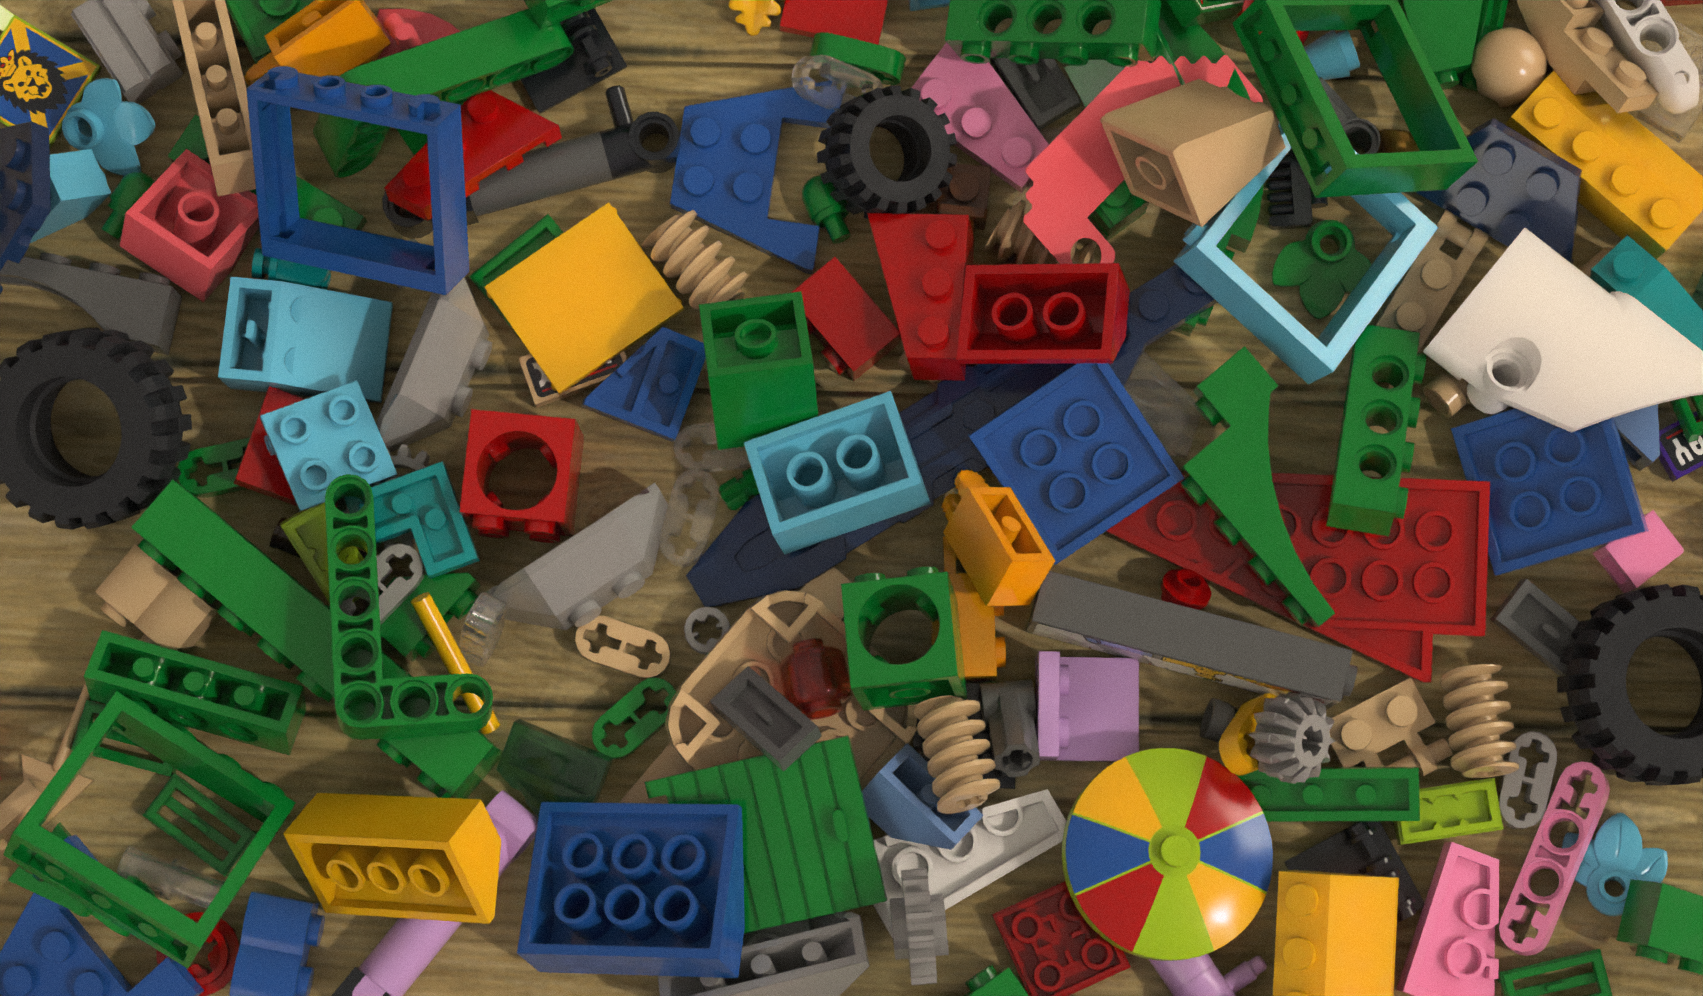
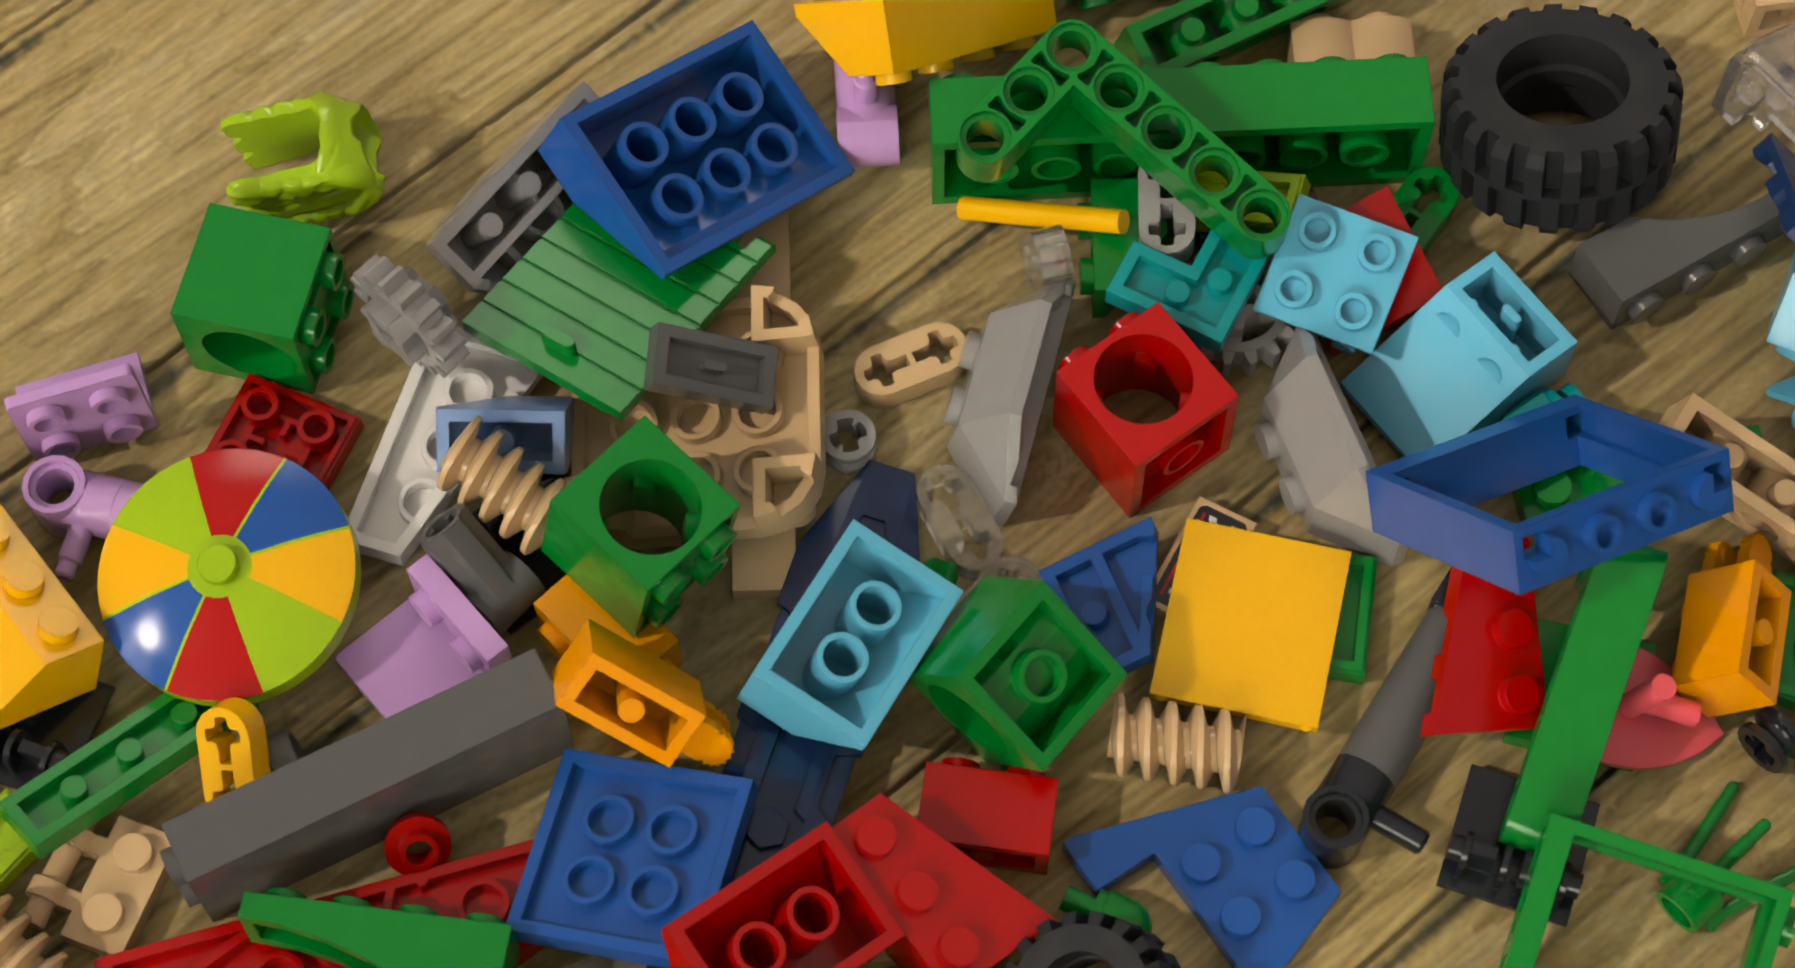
camera: 140 degrees right, 15 degrees down
(122, 199) = (1743, 357): green cylinder -> none
(188, 229) = (1663, 359): coral slope -> none
(551, 767) = (873, 212): clear green wing -> none
(626, 709) = (855, 318): green beam -> none
(815, 678) = (707, 438): clear red head -> none
(1292, 737) = (185, 760): light grey gear -> none

